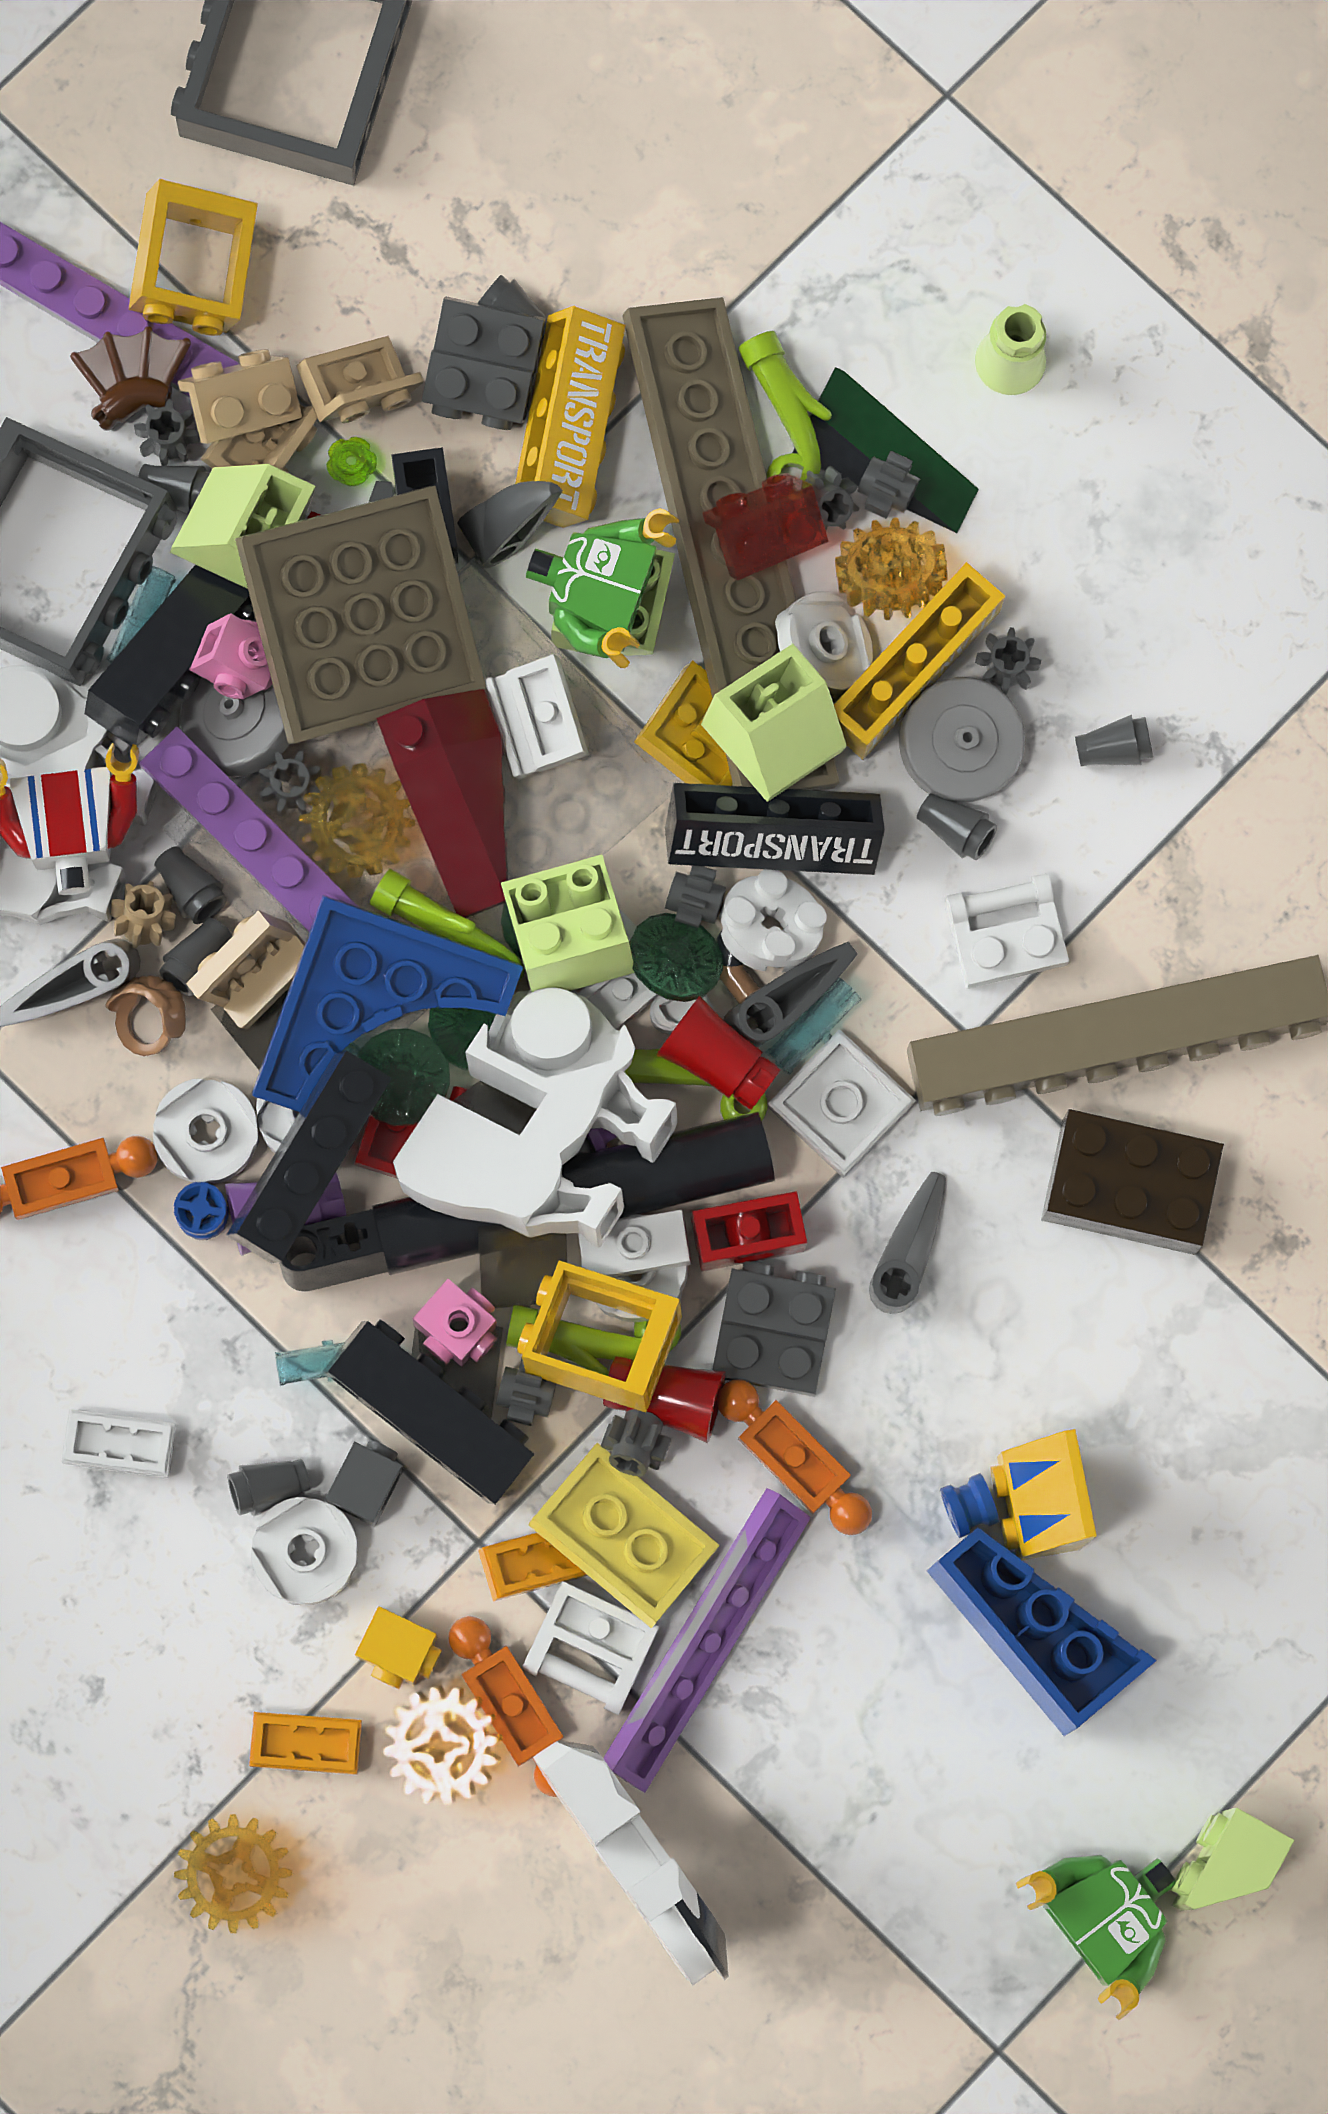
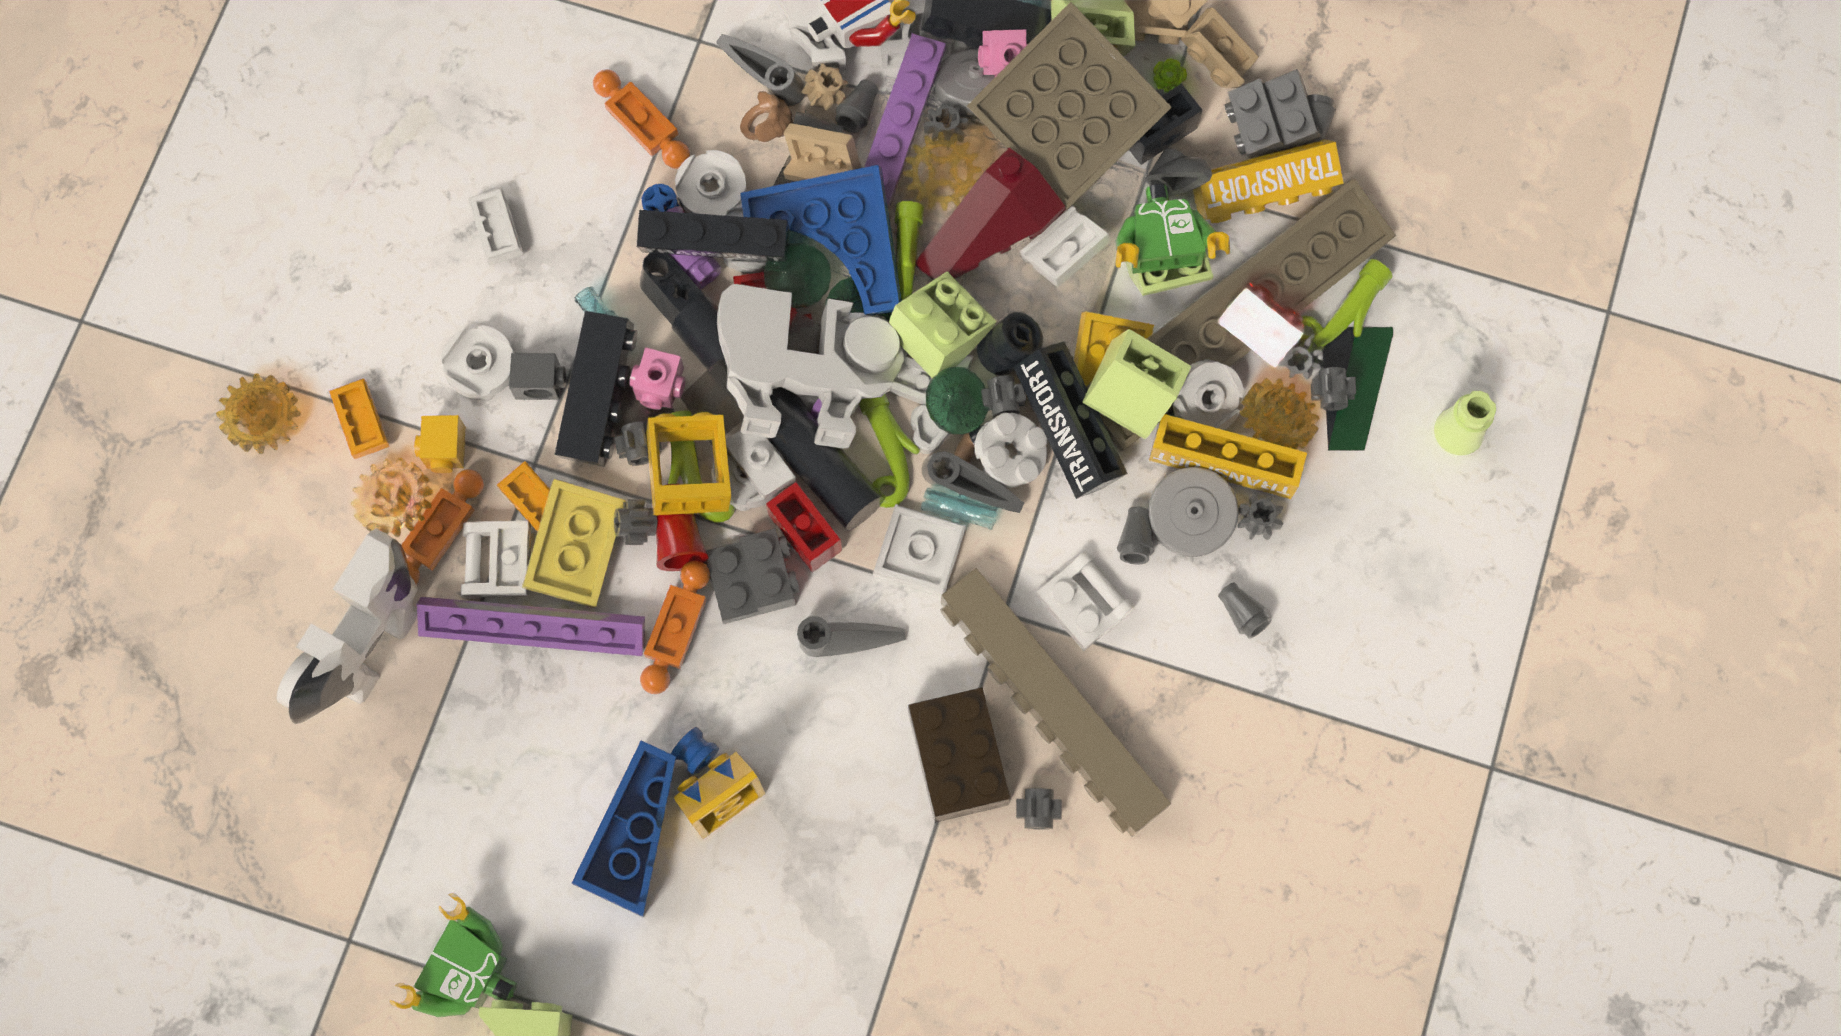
camera: 70 degrees right, 5 degrees down
(264, 1485) = (507, 318): dark grey cone -> none
(635, 851) = (1009, 343): none -> black wheel
(719, 1055) = (906, 453): red plant -> none
(1245, 1117) = (1039, 809): none -> dark grey gear

